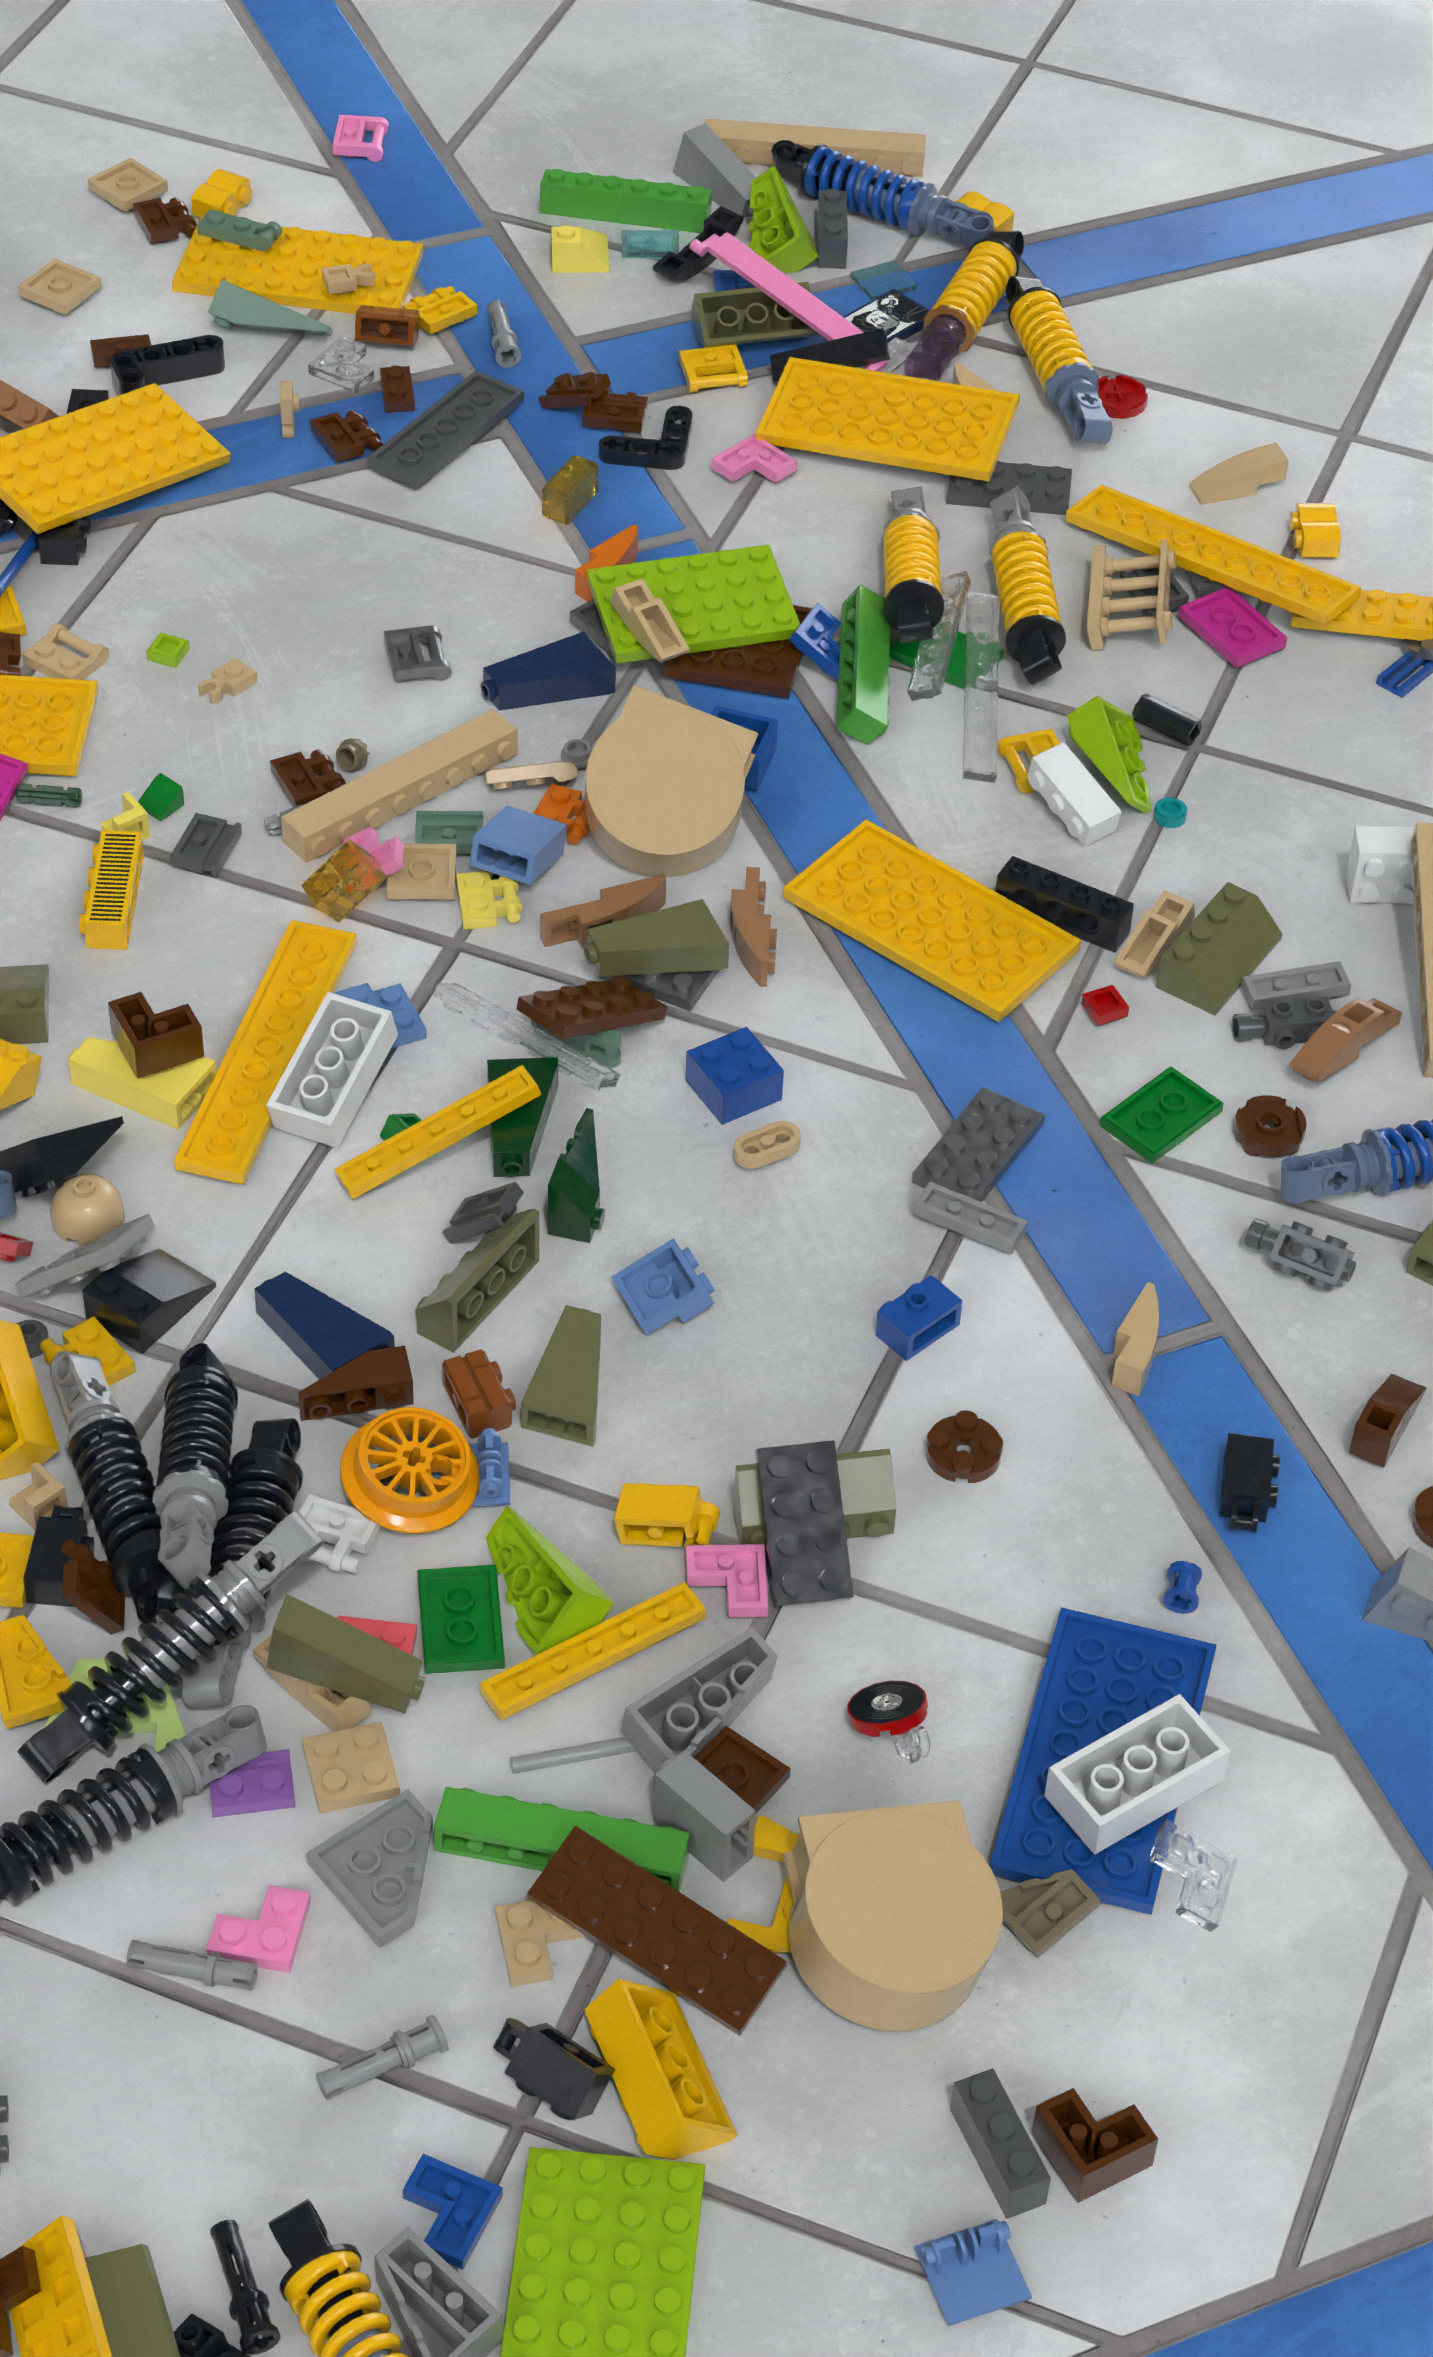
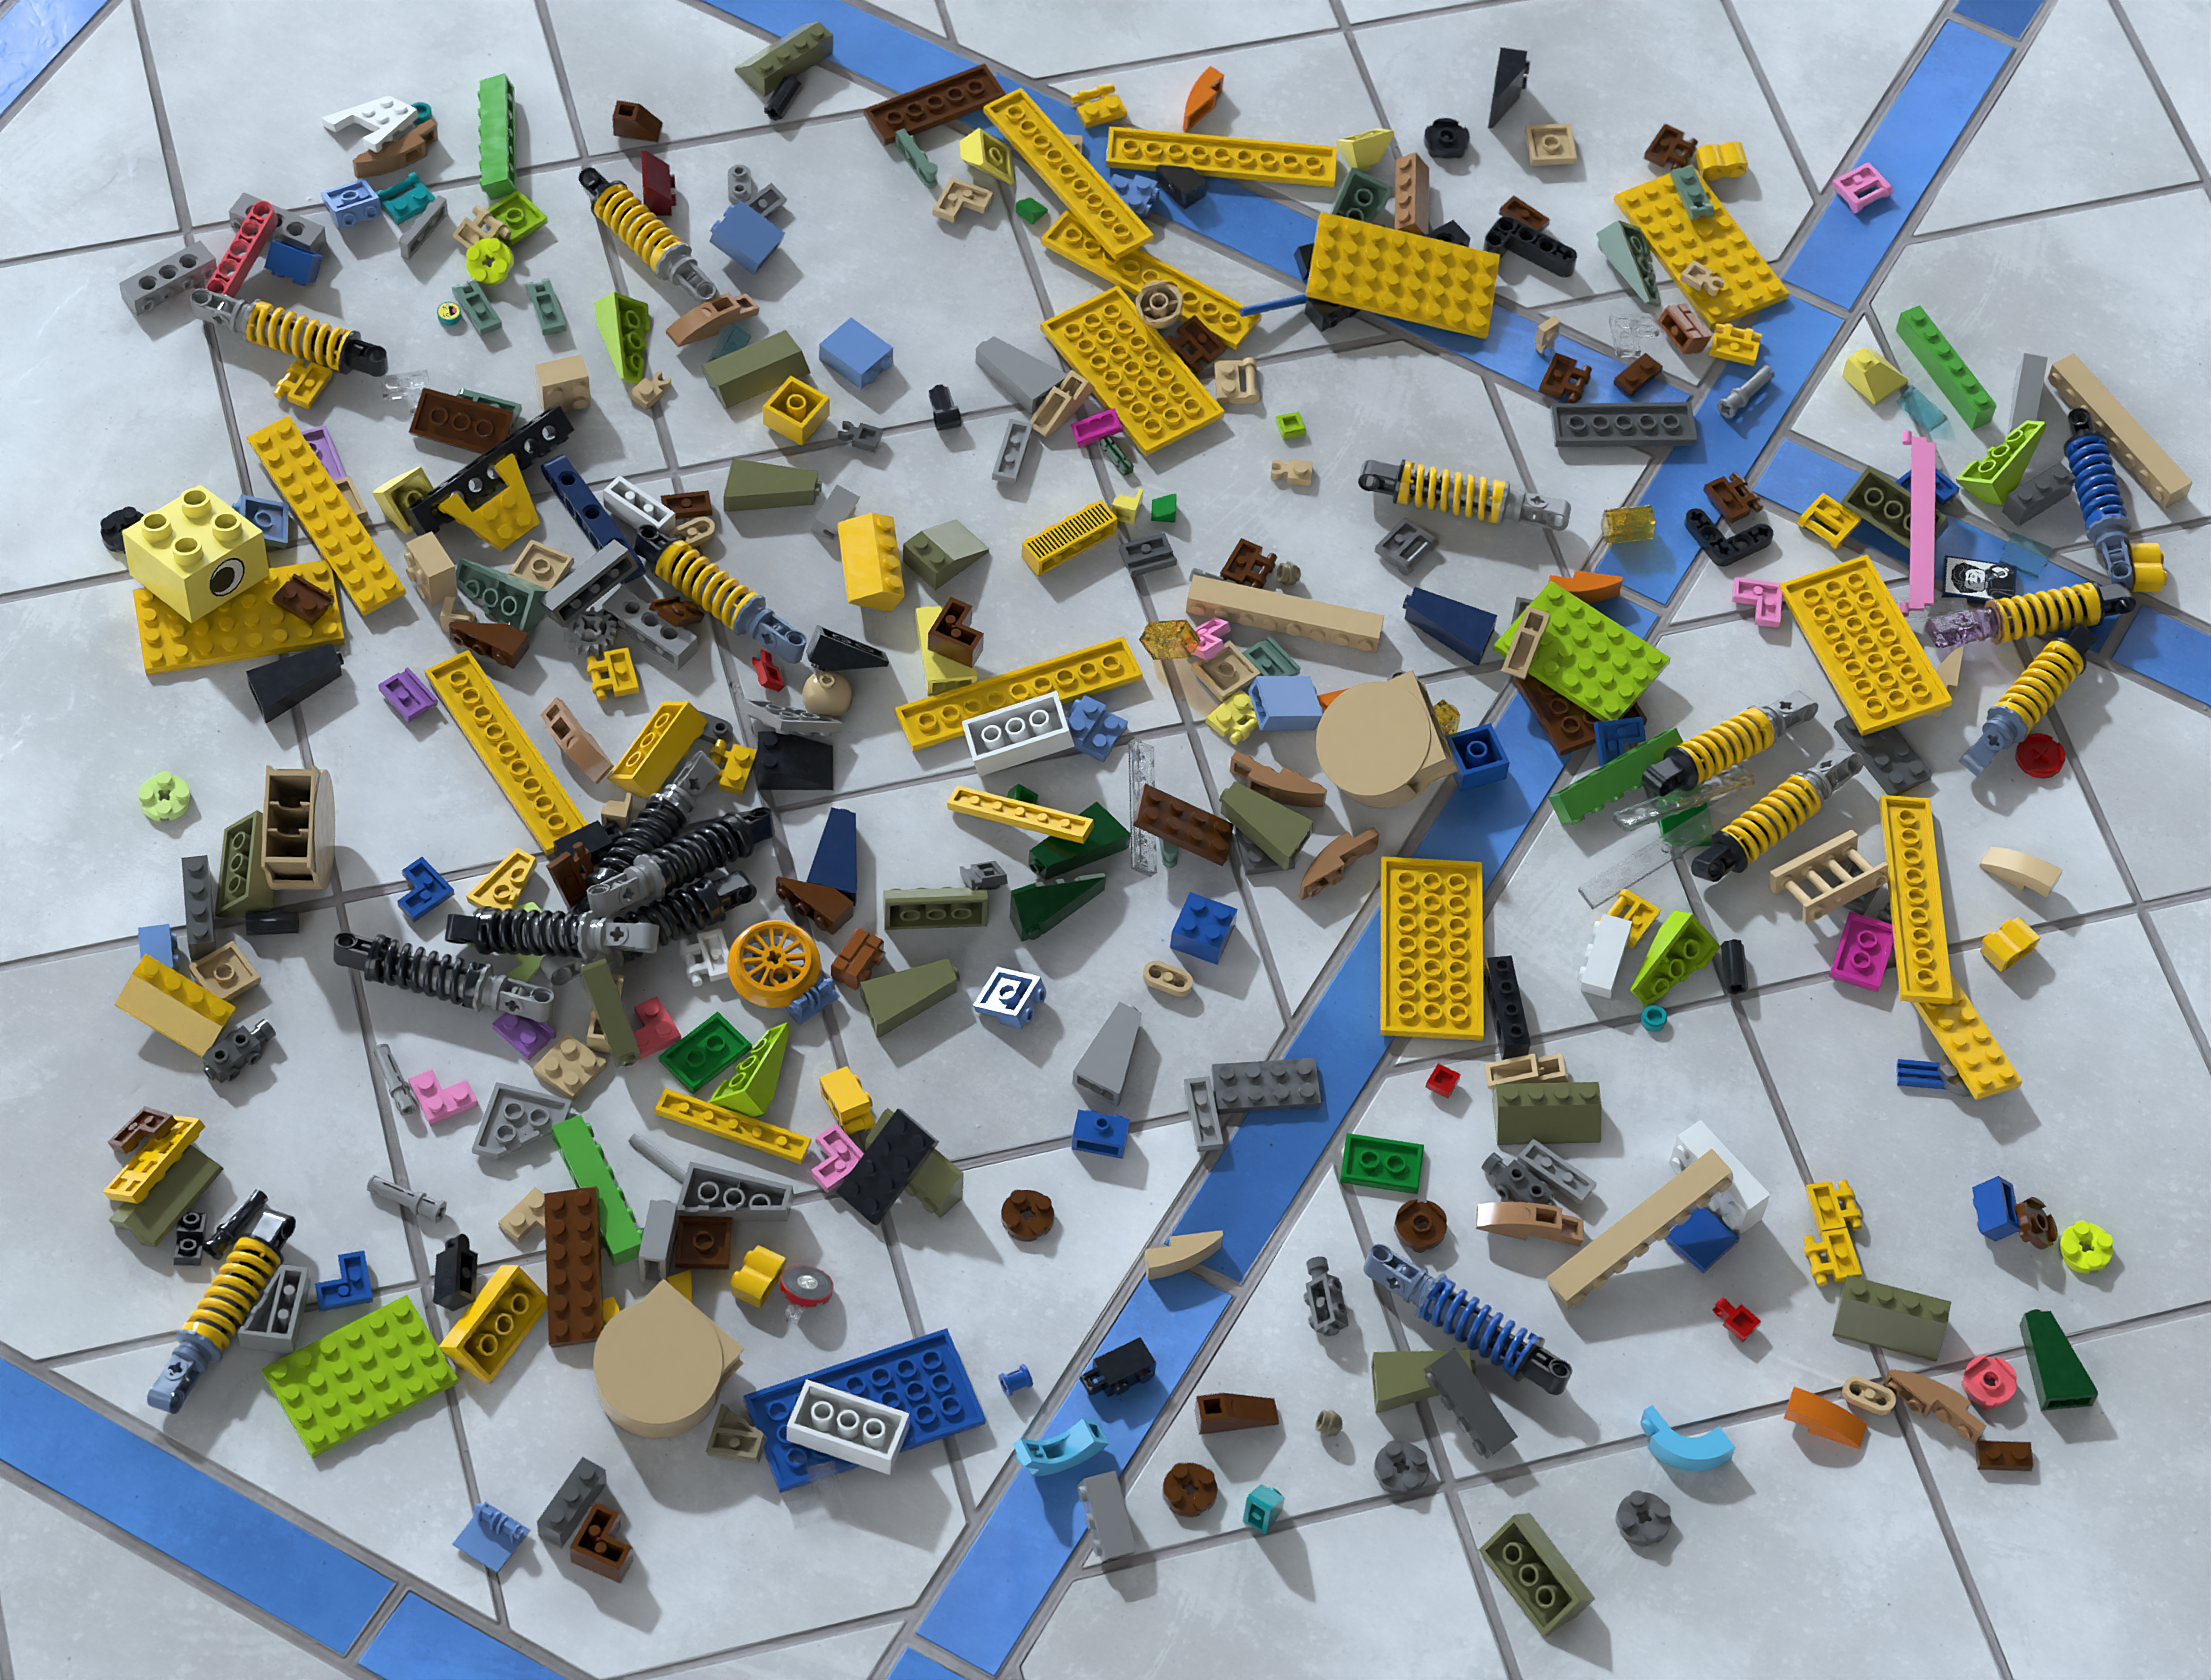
camera: 50 degrees right, 10 degrees up
(127, 184) = (1683, 107): tan plate -> none
(406, 573) = (1461, 494): none -> piece
(533, 774) = (1355, 667): tan hinge -> none
(574, 390) = (1725, 464): reddish brown plate -> none
(687, 262) = (1948, 439): black slope -> none
(824, 1249) = (1109, 1056): none -> light grey slope
(830, 1749) = (758, 1276): none -> yellow brick
(846, 351) = (1899, 578): black plate -> none
(1316, 1593) = (1062, 1451): none -> medium azure arch

